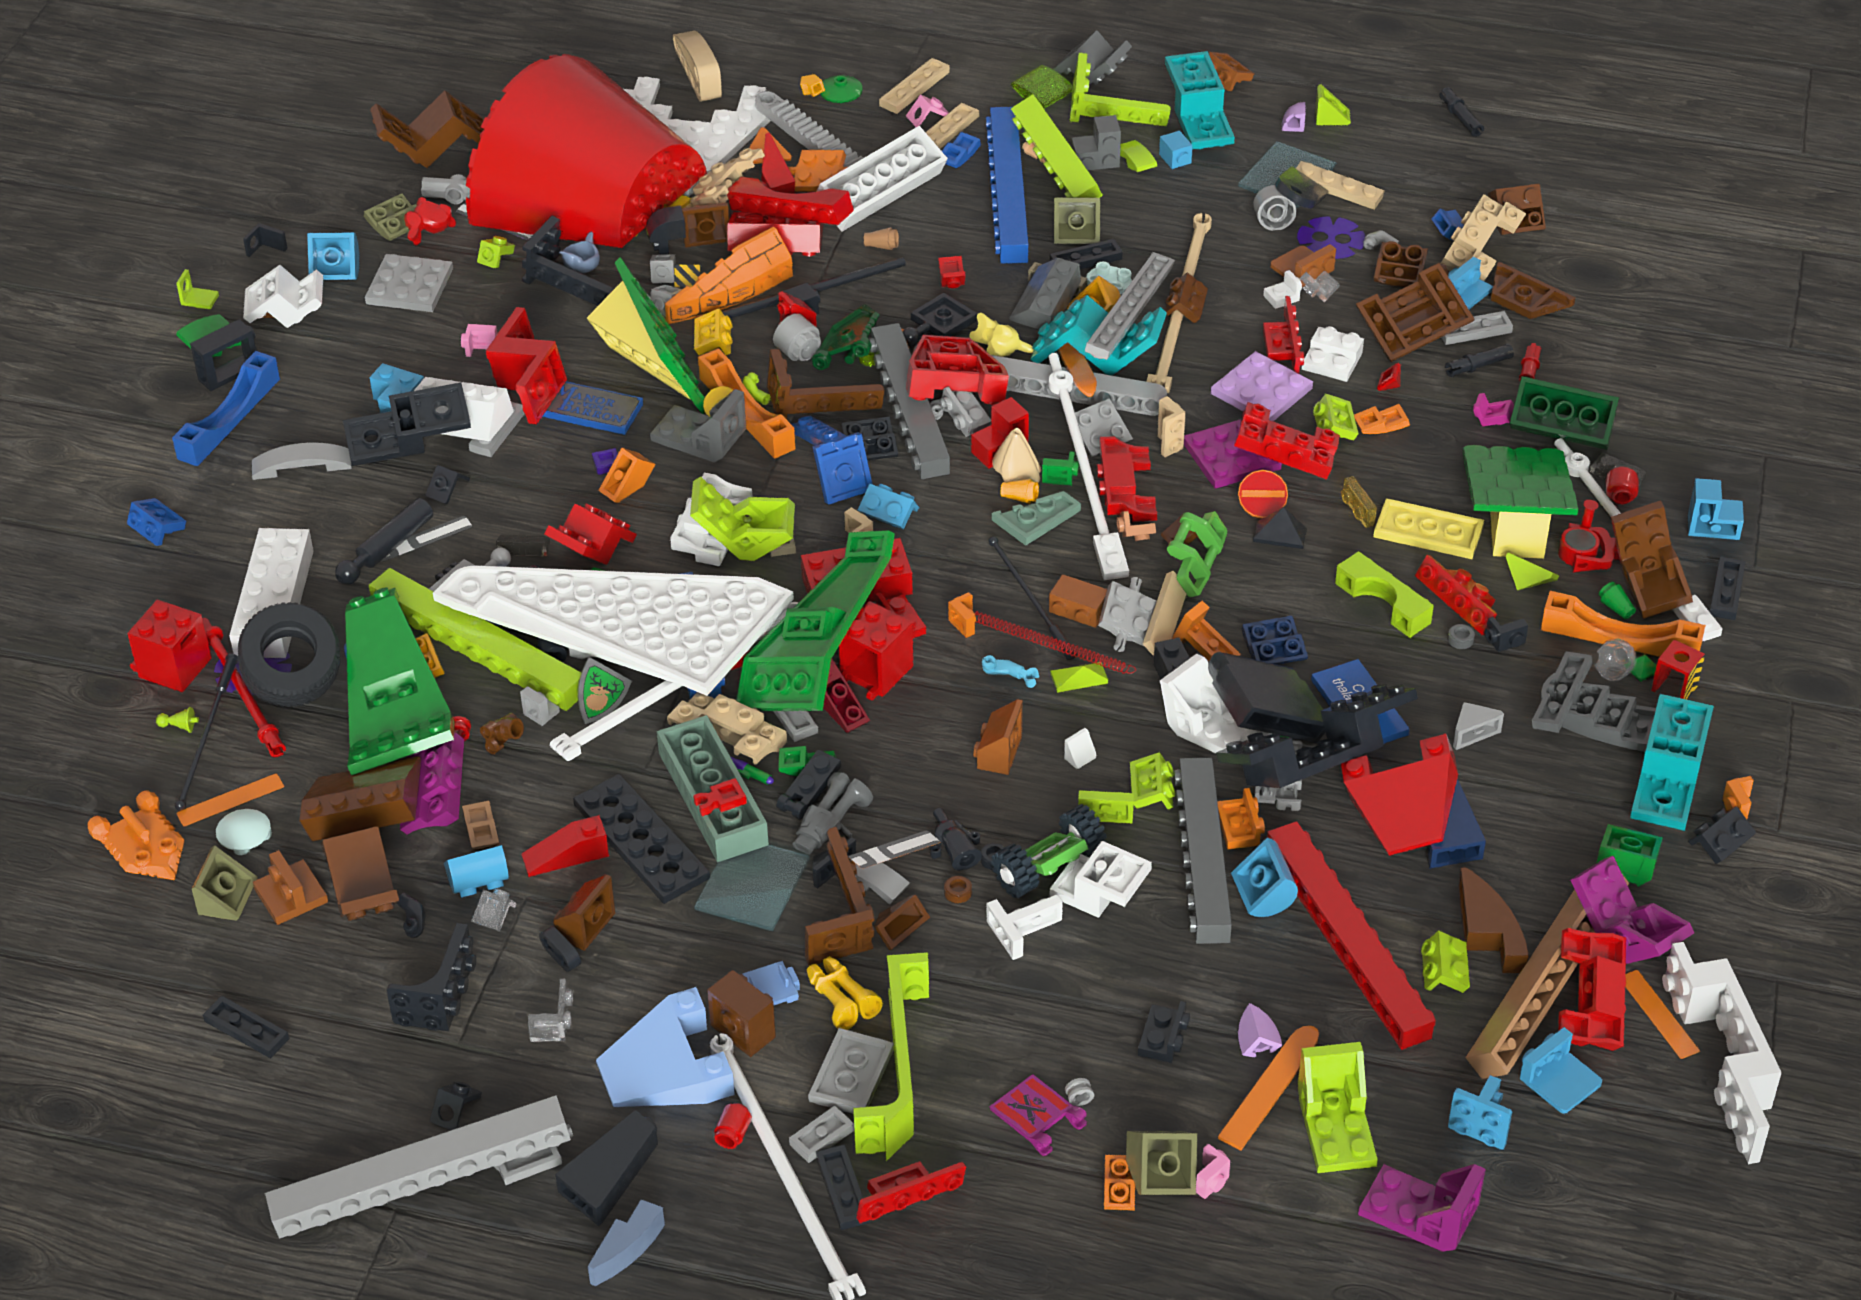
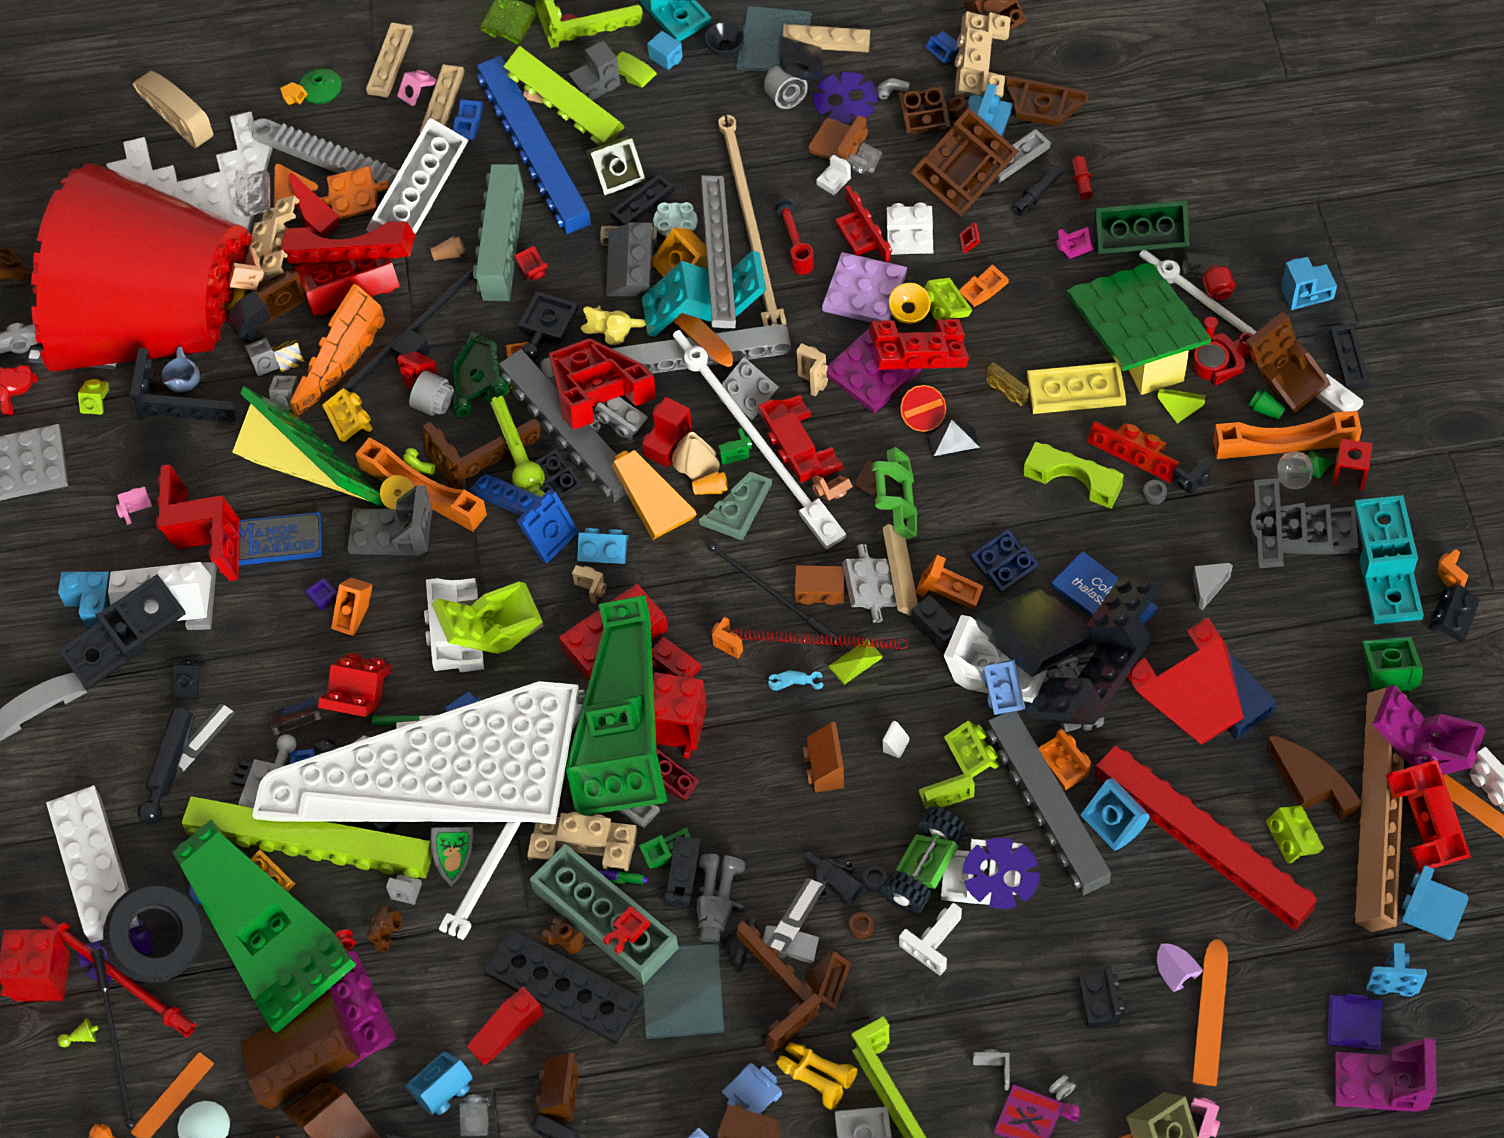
camera: 20 degrees left, 15 degrees up
(480, 825) = (416, 1033): medium nougat slope -> none
(666, 795) = (563, 934): none -> reddish brown plate
(682, 193) = (248, 274): none -> light nougat bracket
(727, 141) = (252, 192): none -> clear bracket
(847, 419) = (526, 474): none -> lime piece
(934, 236) = (499, 232): none -> sand green brick
(956, 479) = (651, 495): none -> light orange slope
(1023, 1042) = (993, 1057): none -> light grey bracket
(1105, 893) = (1000, 852): none -> dark purple piece
(1187, 297) = (754, 216): reddish brown bracket -> none
(1207, 729) = (1003, 687): none -> medium blue bracket
(1214, 338) = (801, 253): none -> red piece
(1237, 153) = (725, 33): none -> black piece
(1297, 399) = (909, 293): none -> yellow piece
(1334, 1107) = (1271, 1013): lime bracket -> none
(1420, 1149) = (1354, 1022): none -> dark purple piece

